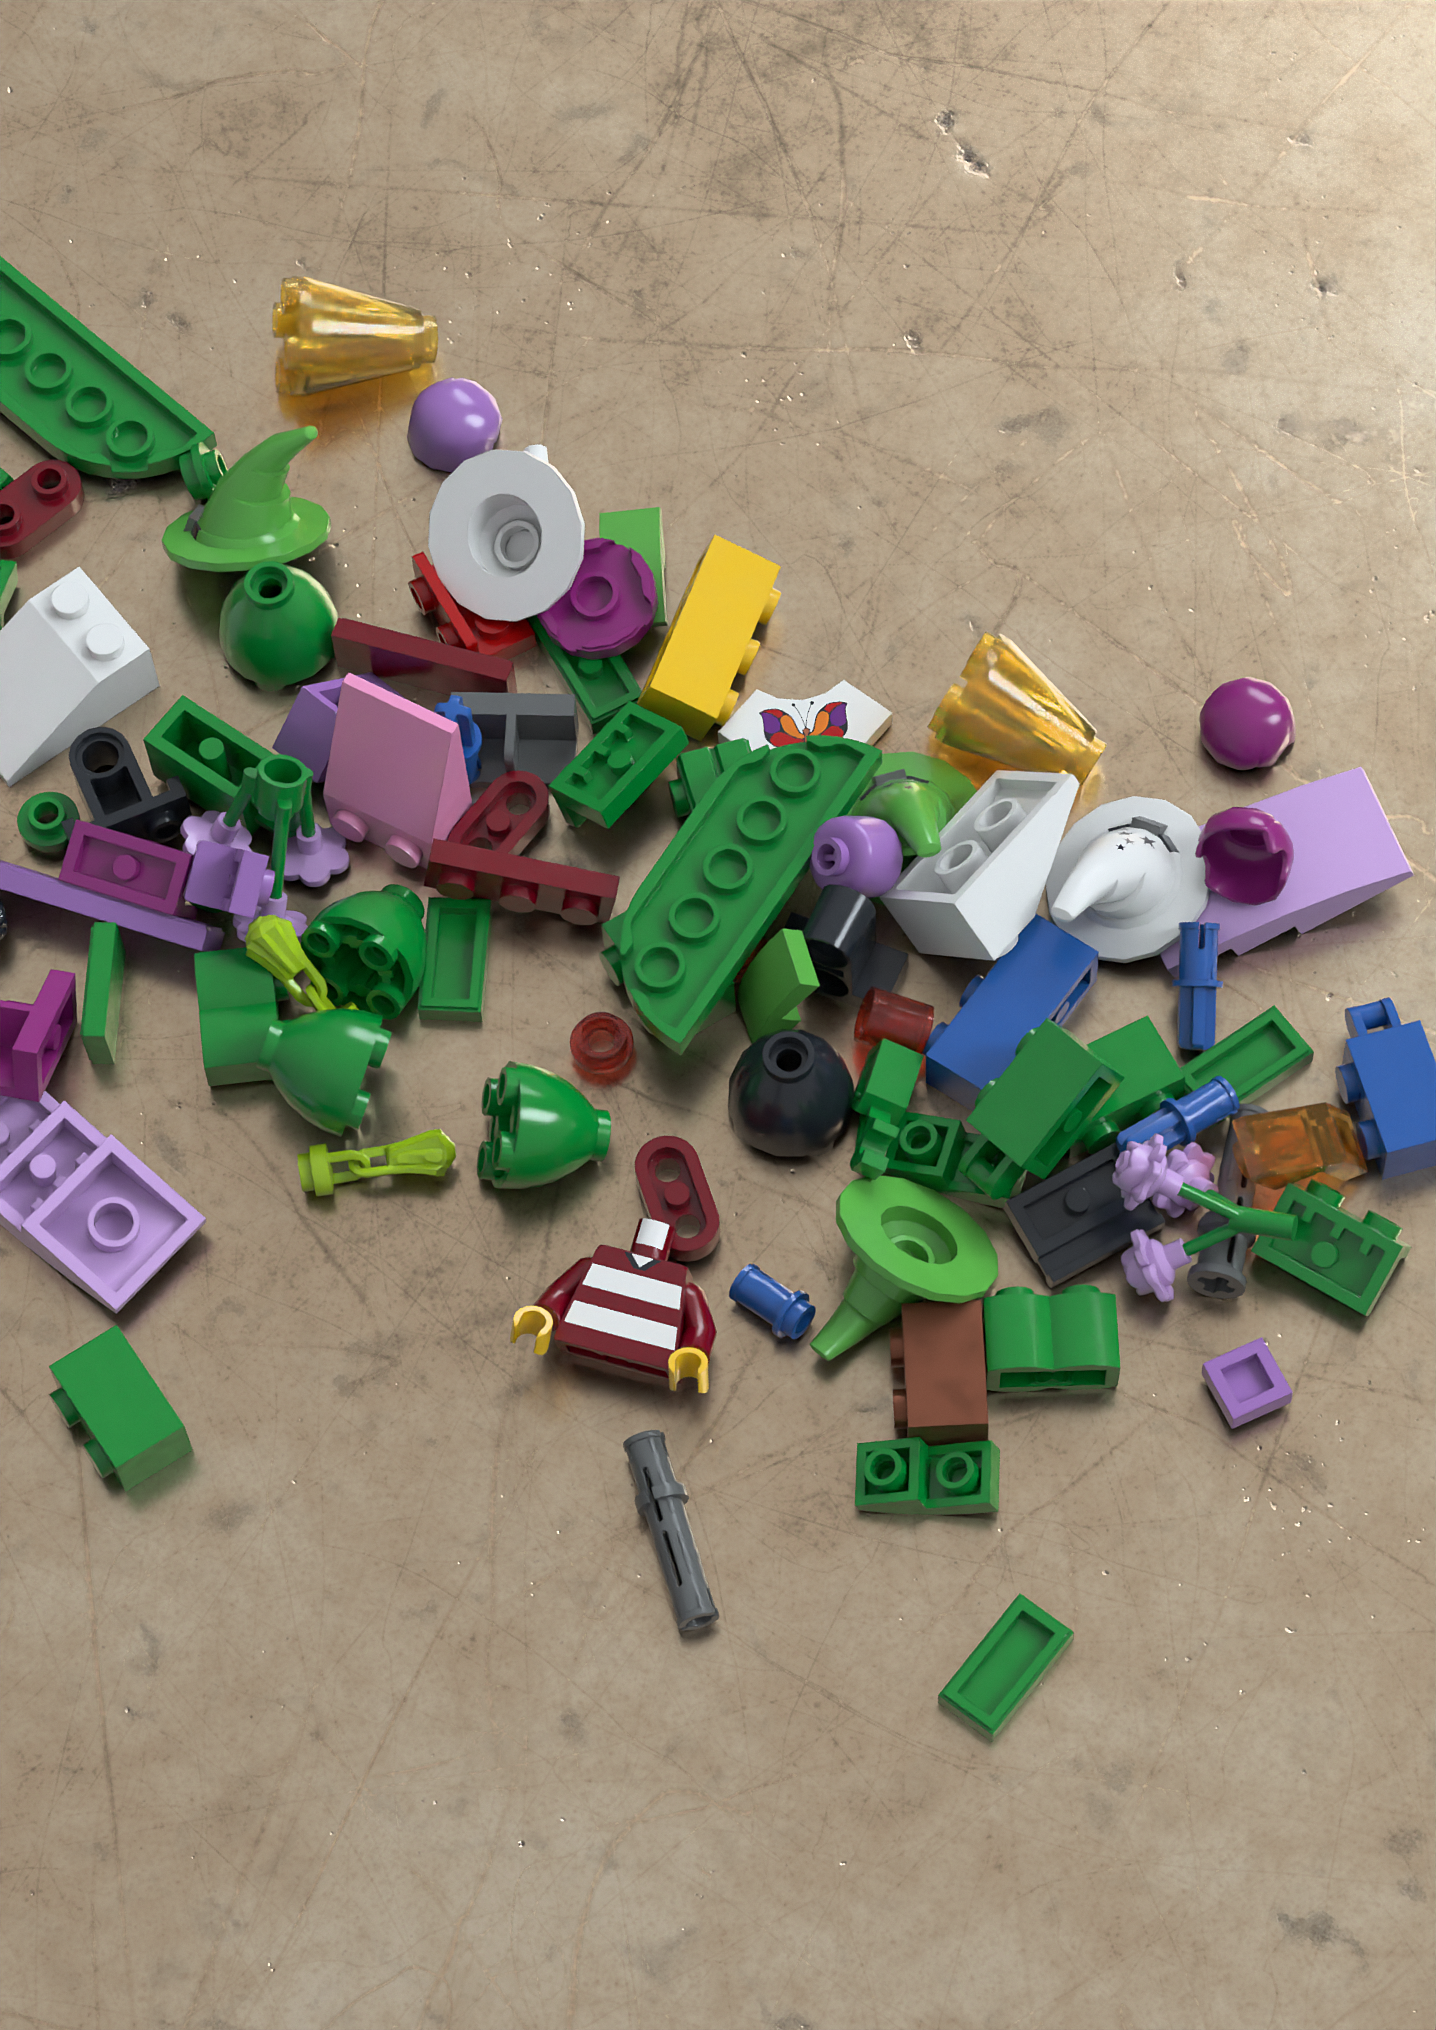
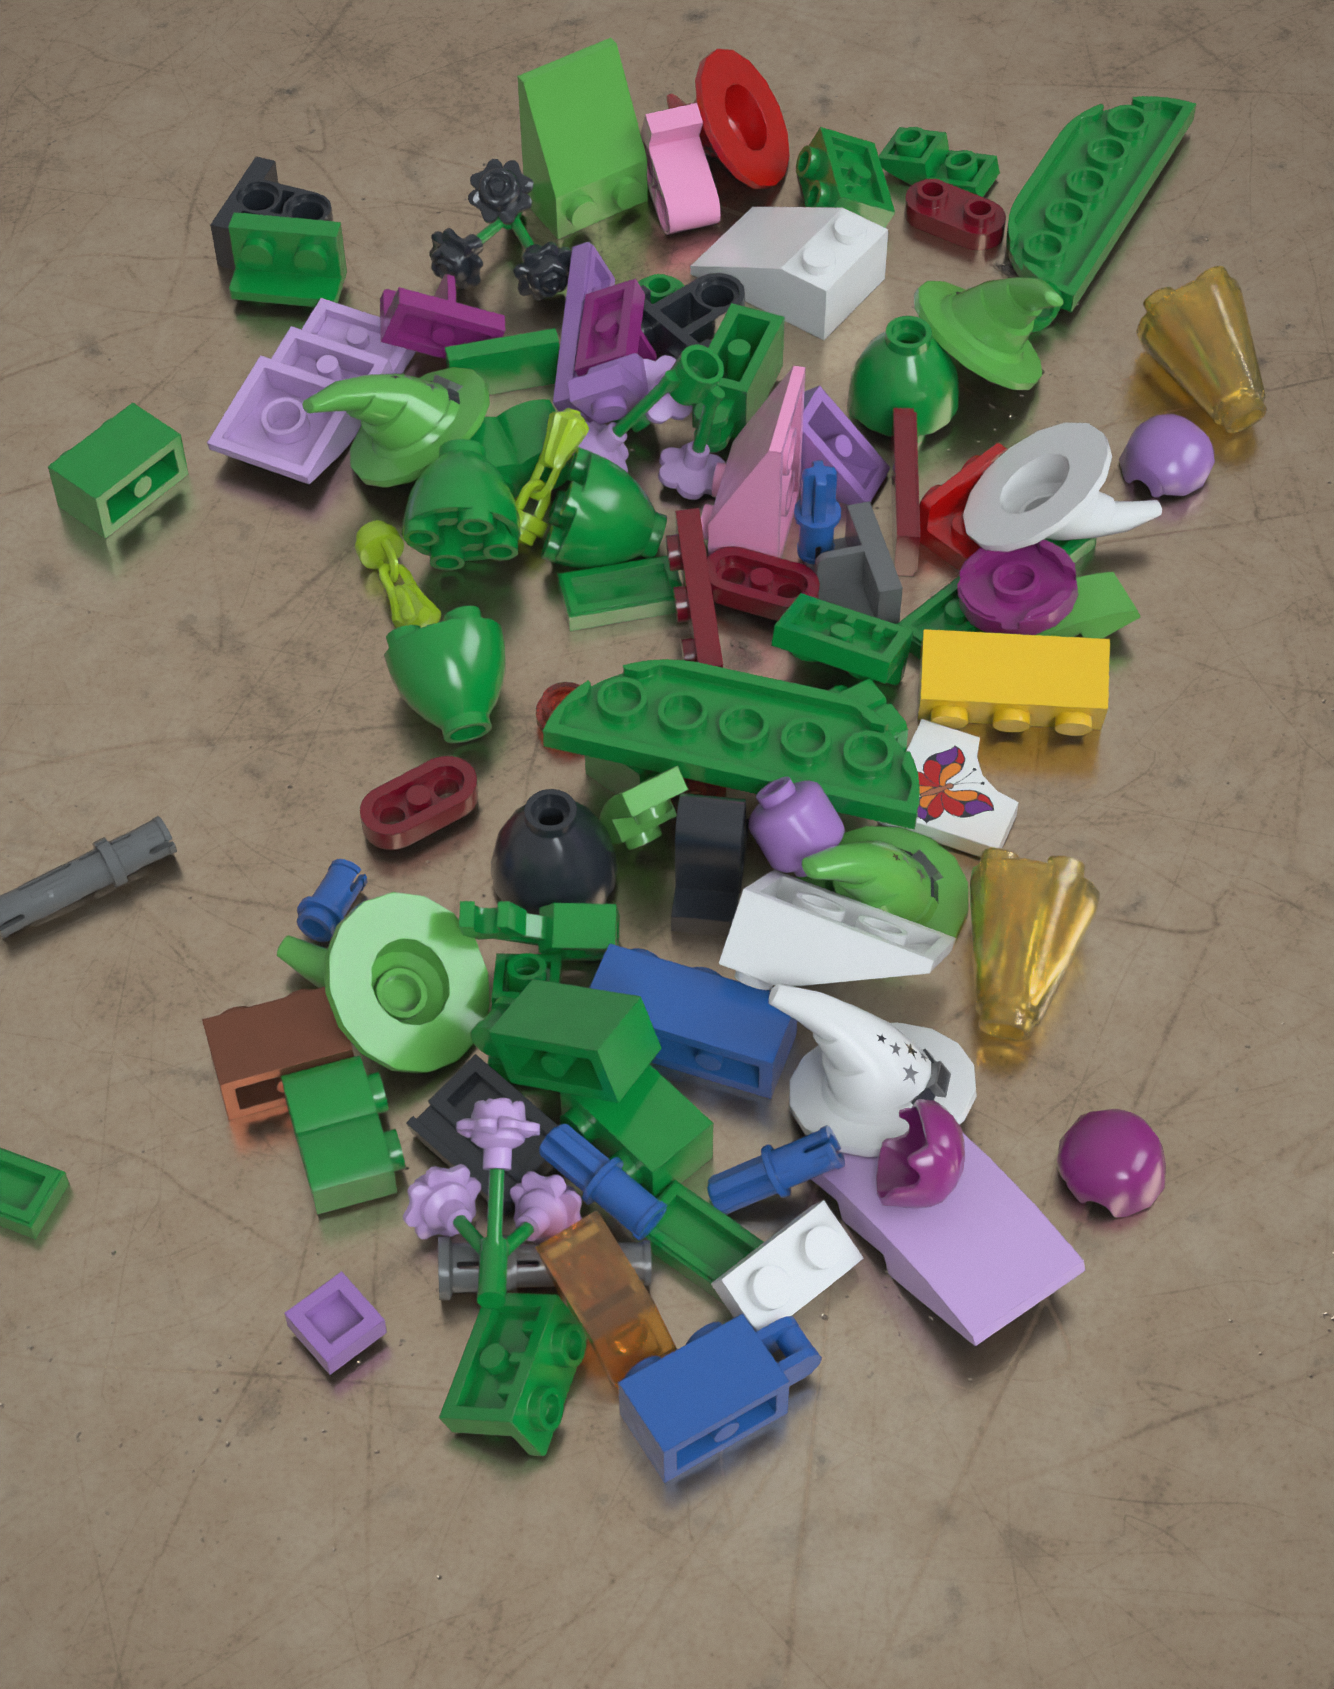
camera: 70 degrees right, 10 degrees down
(177, 1090) = (404, 419): none -> bright green piece
(628, 1311) = (281, 784): torso -> none
(893, 1018) = (649, 918): clear red beam -> none
(926, 1479) = (177, 1070): green slope -> none
(1294, 1003) = (788, 1268): none -> white plate

